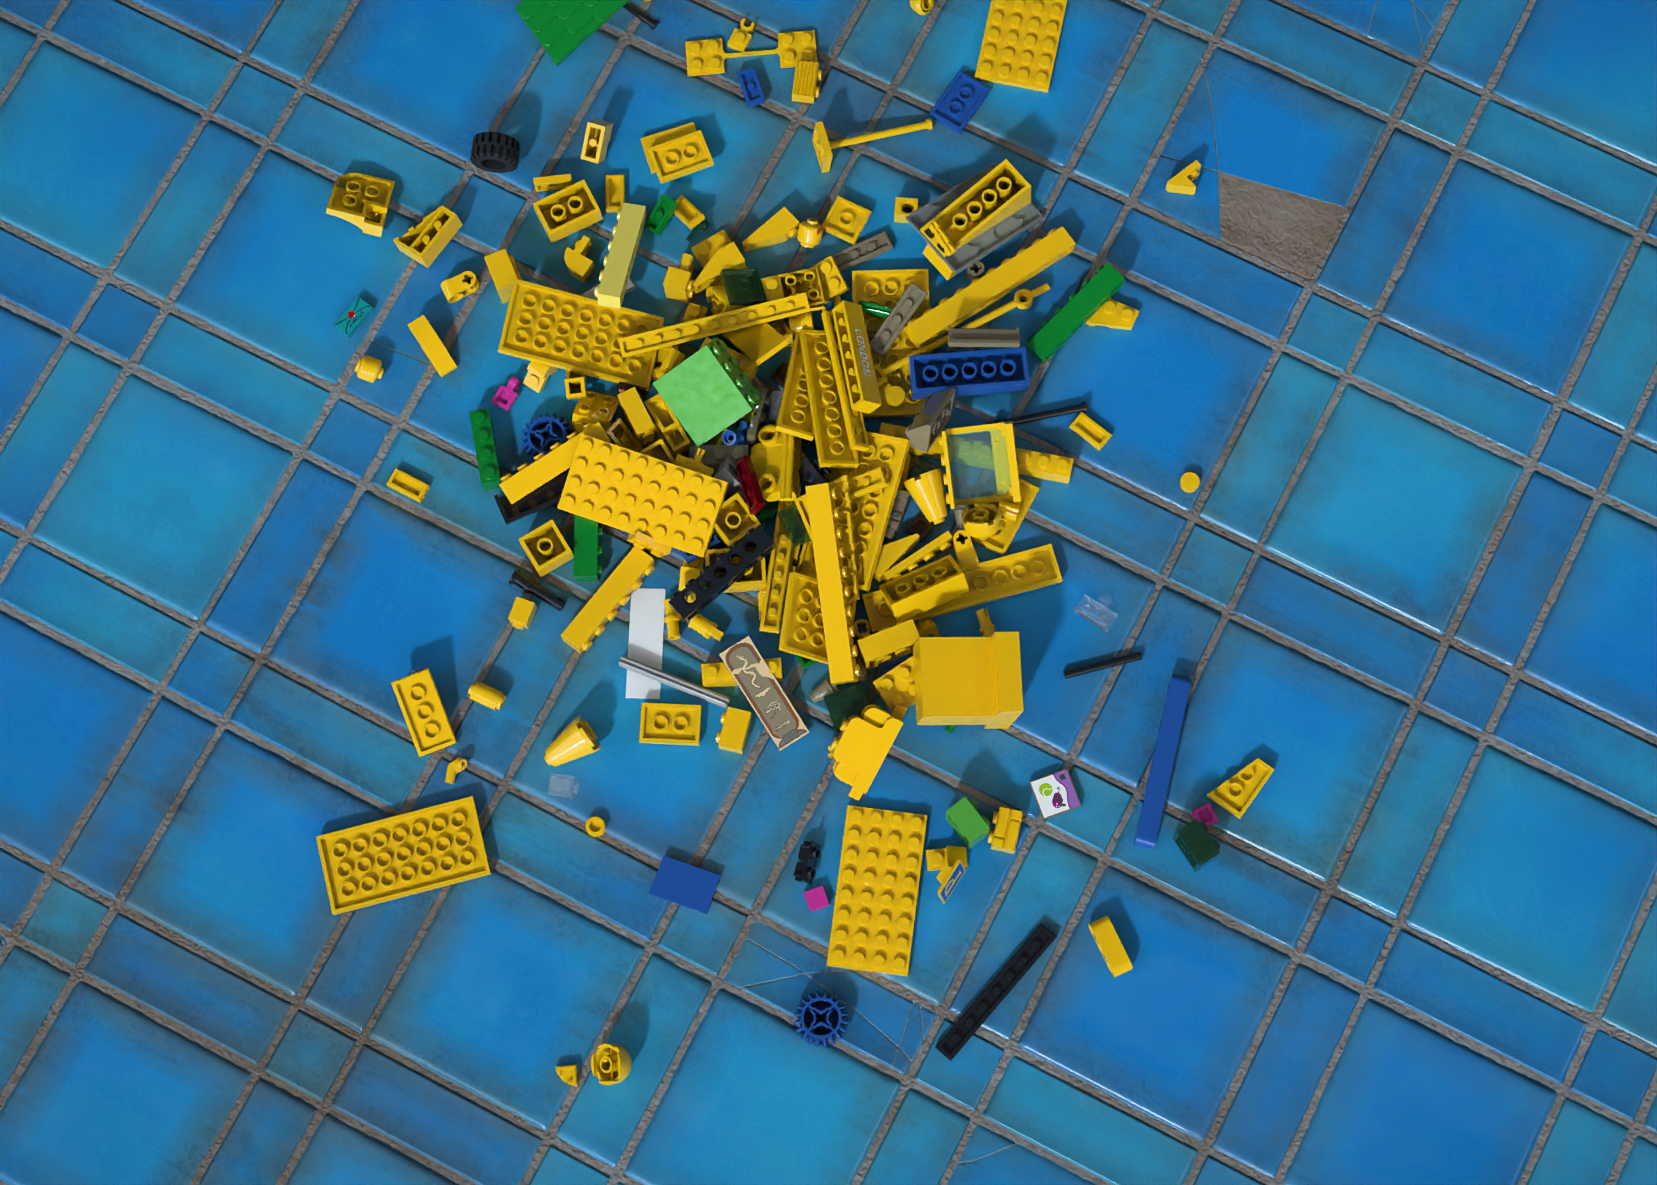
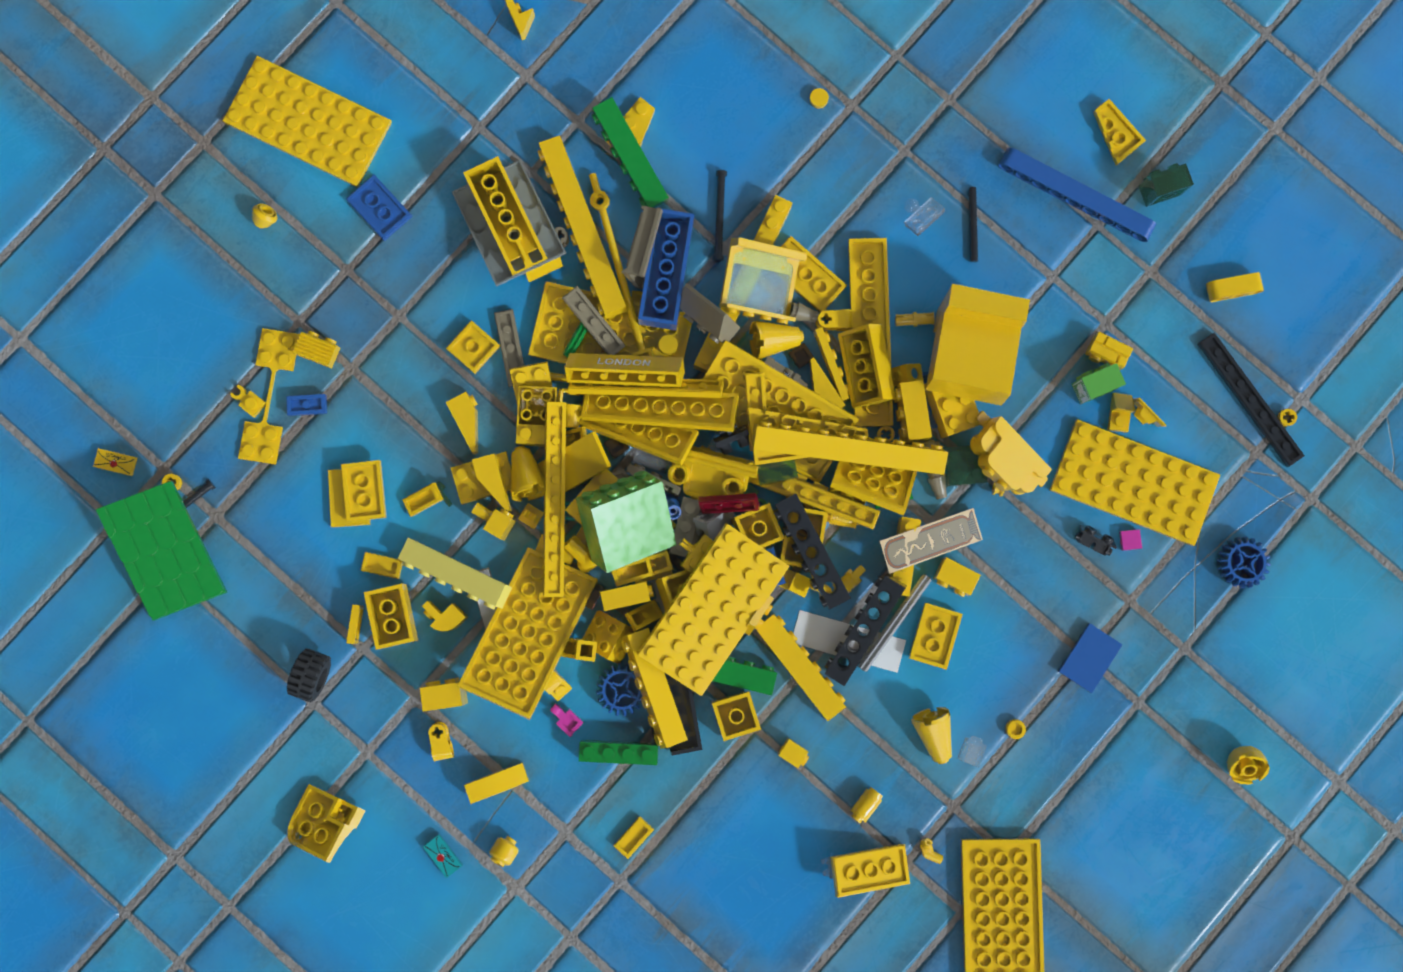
camera: 85 degrees left, 10 degrees up
(430, 236) = (380, 761): yellow wedge -> none
(530, 586) = (766, 740): black pin -> none
(568, 1074) = (1240, 807): yellow tile -> none
(596, 140) = (323, 570): yellow hinge -> none
(661, 215) = (419, 524): green plate -> none
(672, 622) = (838, 611): yellow pin -> none
(702, 664) = (842, 673): none -> black brick
(743, 286) = (521, 461): clear green tile -> none
(810, 233) = (479, 384): yellow head -> none
(823, 146) = (393, 348): yellow tile -> none
(901, 204) = (479, 294): yellow brick -> none
(942, 238) = (528, 255): yellow axle -> none
(982, 520) = (814, 294): yellow cylinder -> none
(992, 1036) = (1290, 412): none -> yellow bush
(1009, 510) = (808, 269): yellow piece -> none
(1055, 794) = (1083, 299): tile -> none
(1090, 431) = (746, 174): yellow tile -> none
(1205, 814) = (1134, 172): dark pink tile -> none

